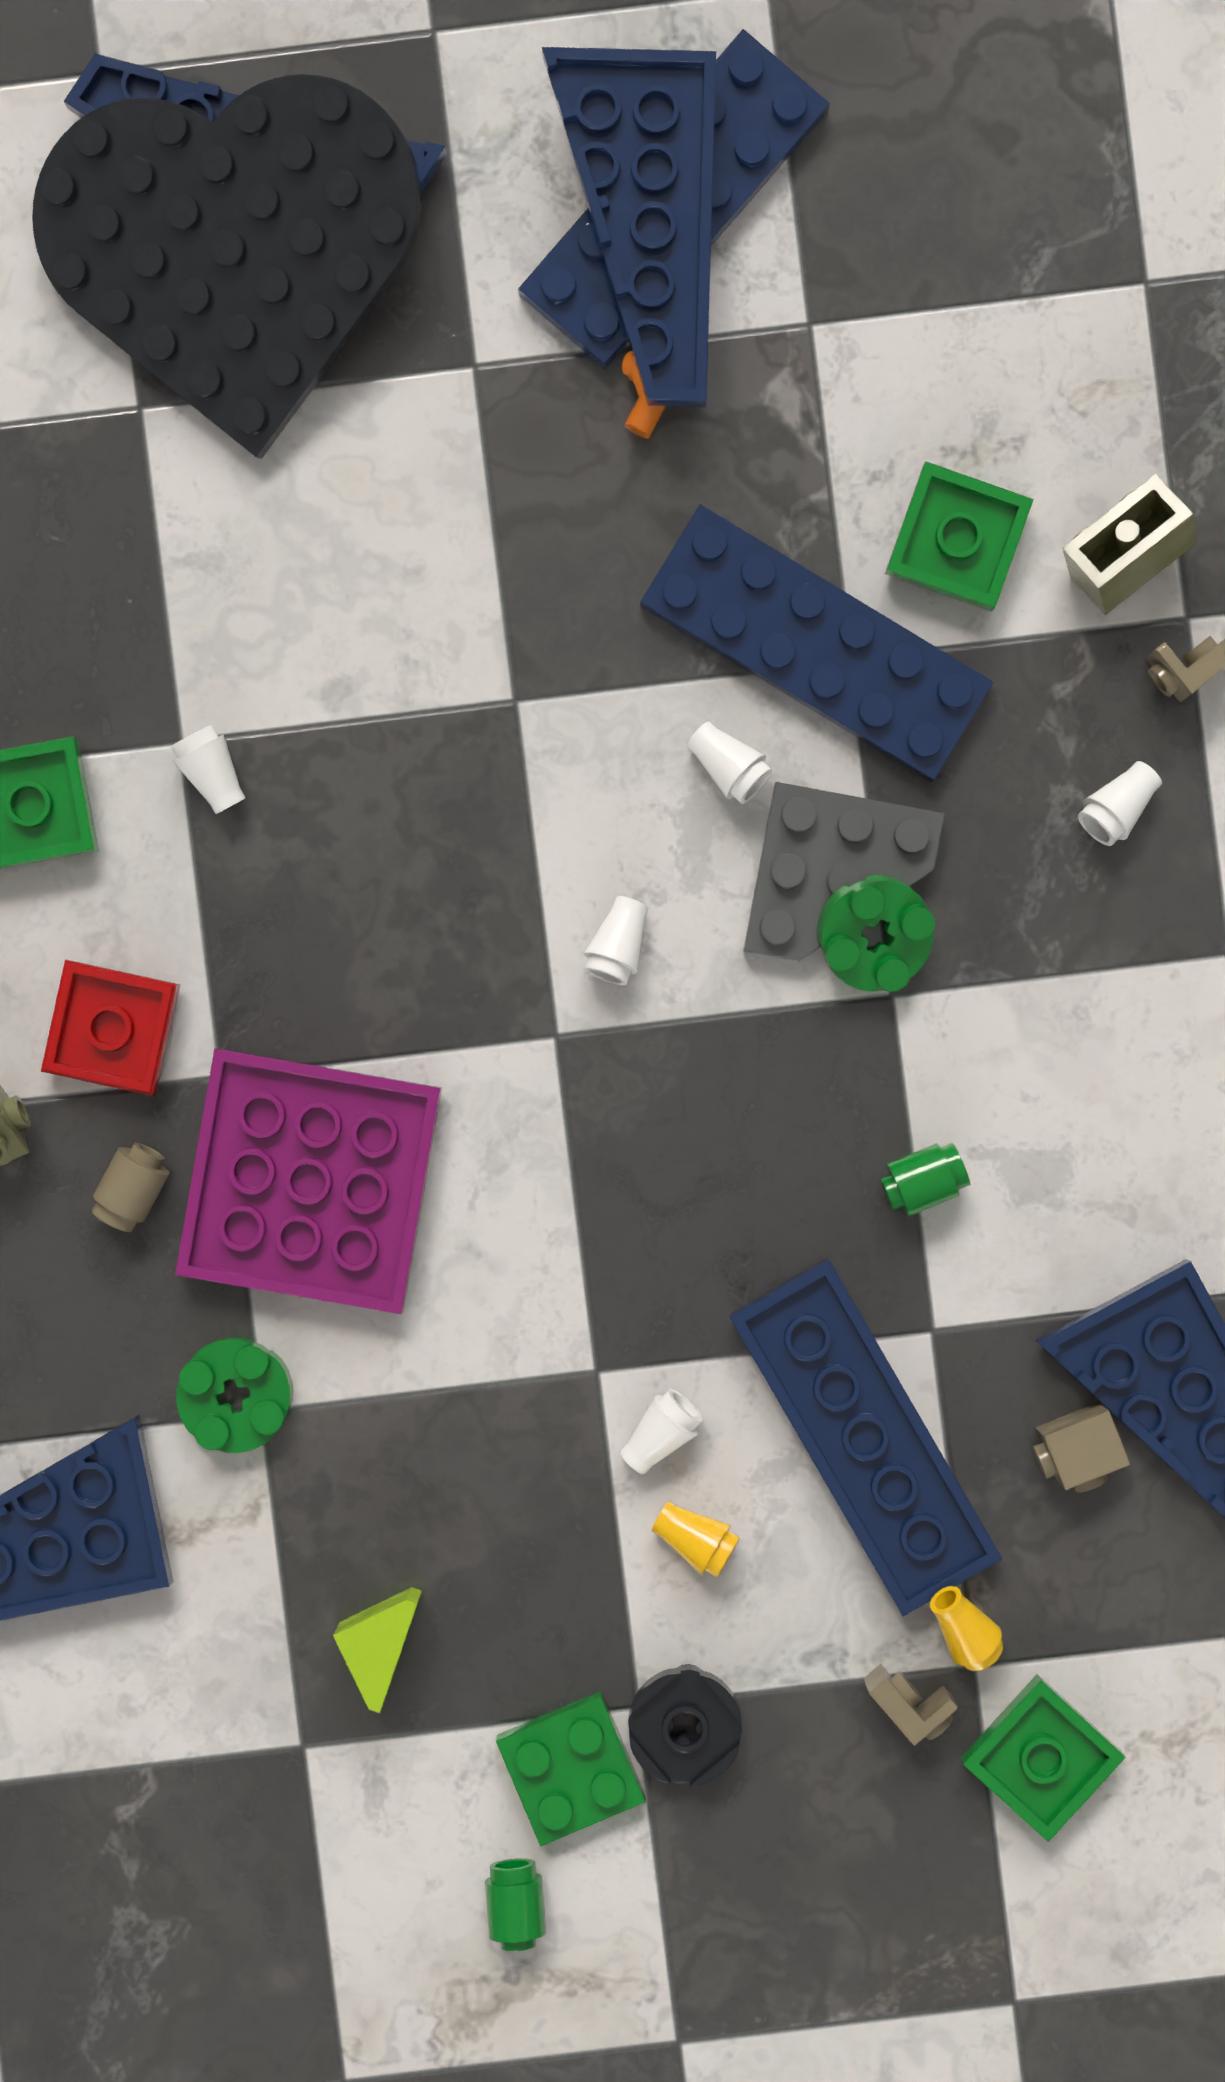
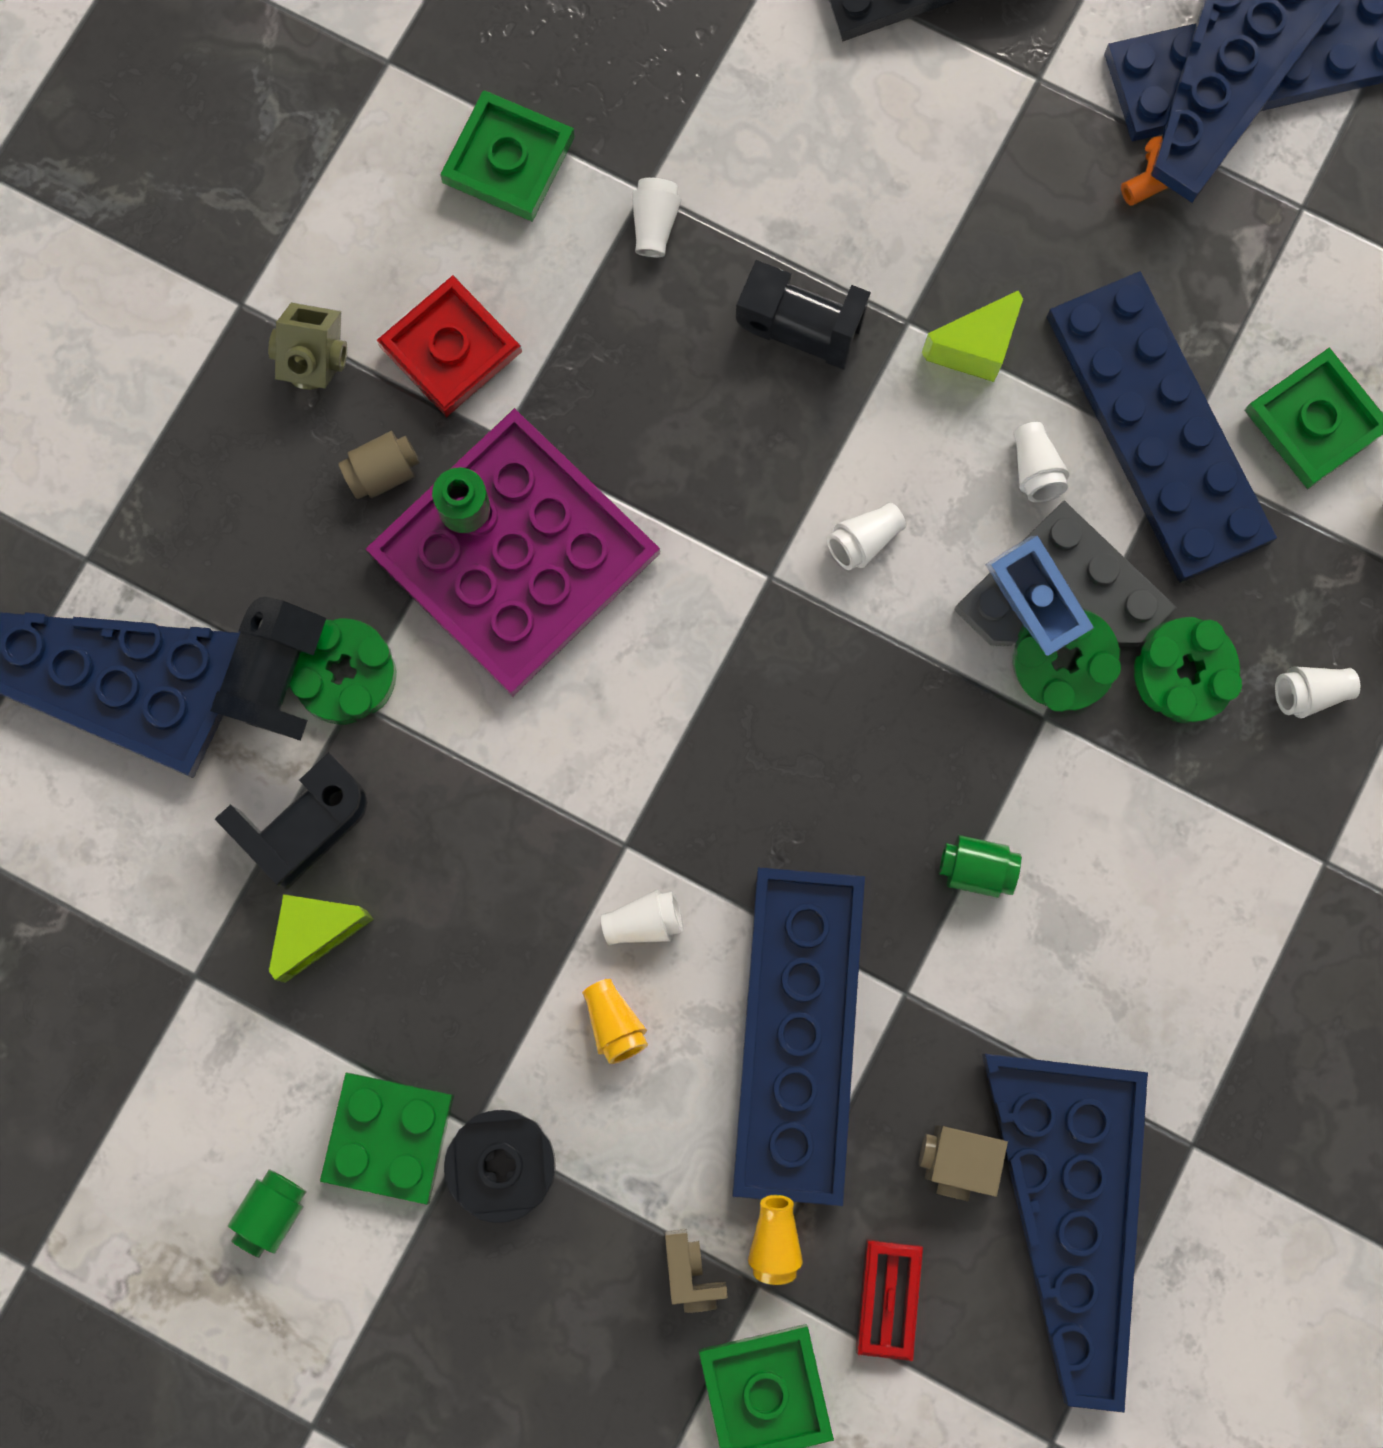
camera: 30 degrees right, 10 degrees down
(167, 1449) = (265, 665): none -> black piece
(251, 1177) = (463, 514): none -> green brick
(304, 1560) = (305, 827): none -> black piece
(385, 781) = (799, 317): none -> black piece
(596, 680) = (977, 340): none -> lime slope
(815, 904) = (1039, 595): none -> medium blue slope
(1024, 862) = (1216, 666): none -> green plate
(1071, 1561) = (893, 1252): none -> red tile

